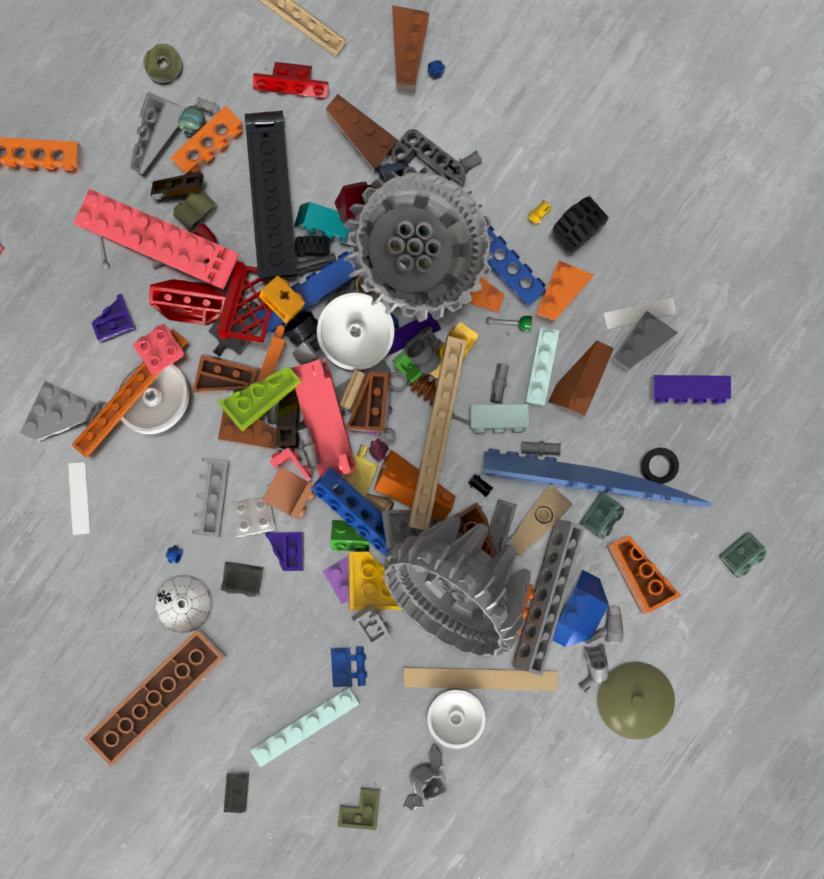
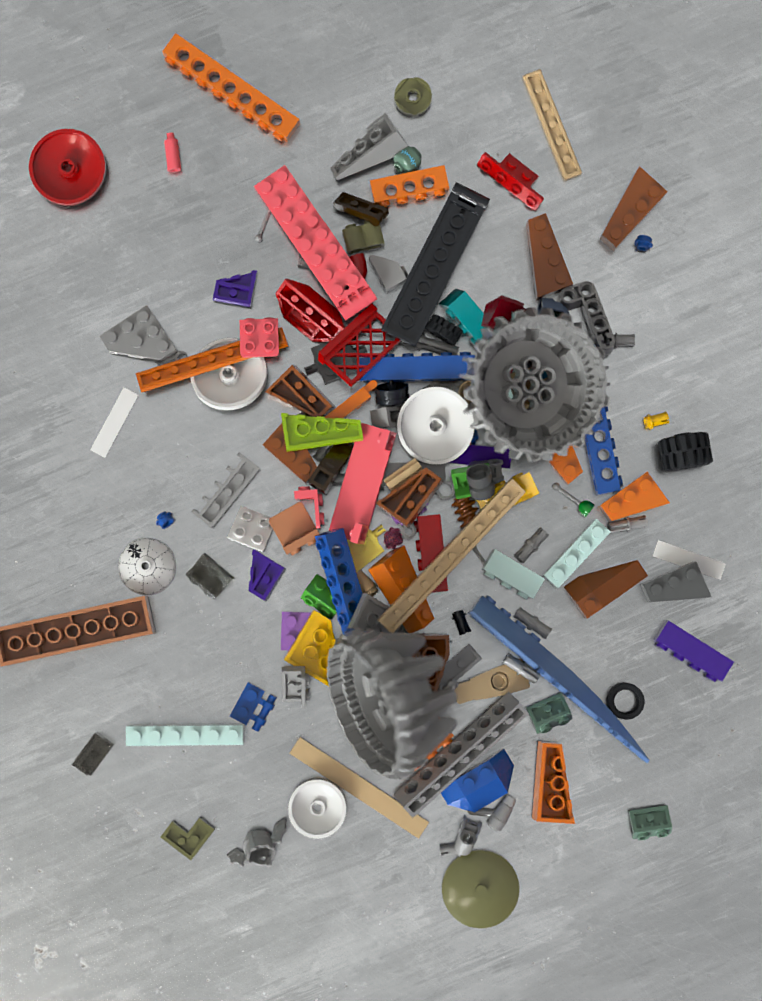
camera: 35 degrees right, 0 degrees up
(206, 106) = (428, 156): clear pin -> none
(234, 225) = (388, 272): none -> light grey slope
(284, 308) = (387, 368): light orange brick -> none
(308, 447) = (334, 499): light grey pin -> none
(412, 435) = (430, 543): none -> red brick
(555, 492) = (521, 668): none -> light grey axle
(570, 314) = (628, 524): none -> light grey axle

